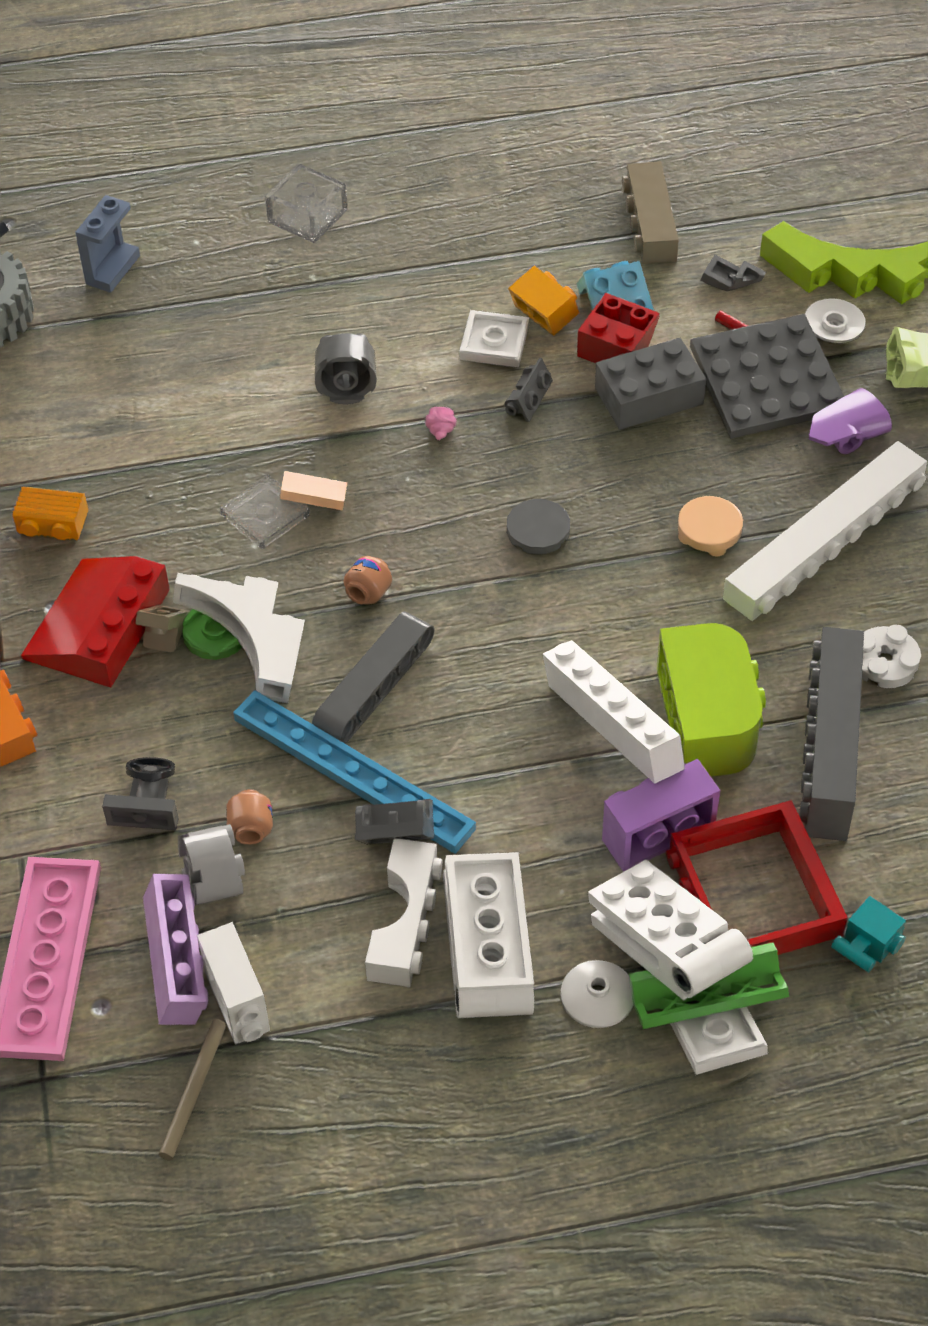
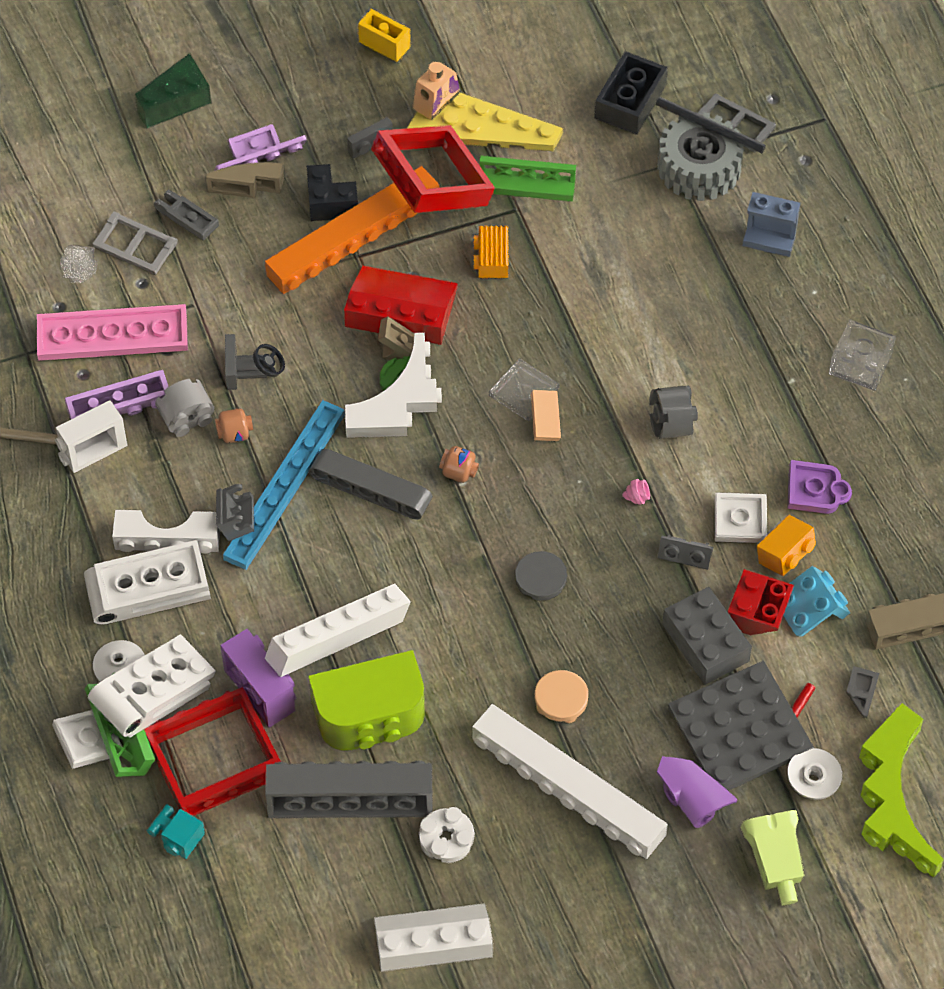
camera: 80 degrees right, 5 degrees up
(466, 272) = (816, 487): none -> medium lavender plate

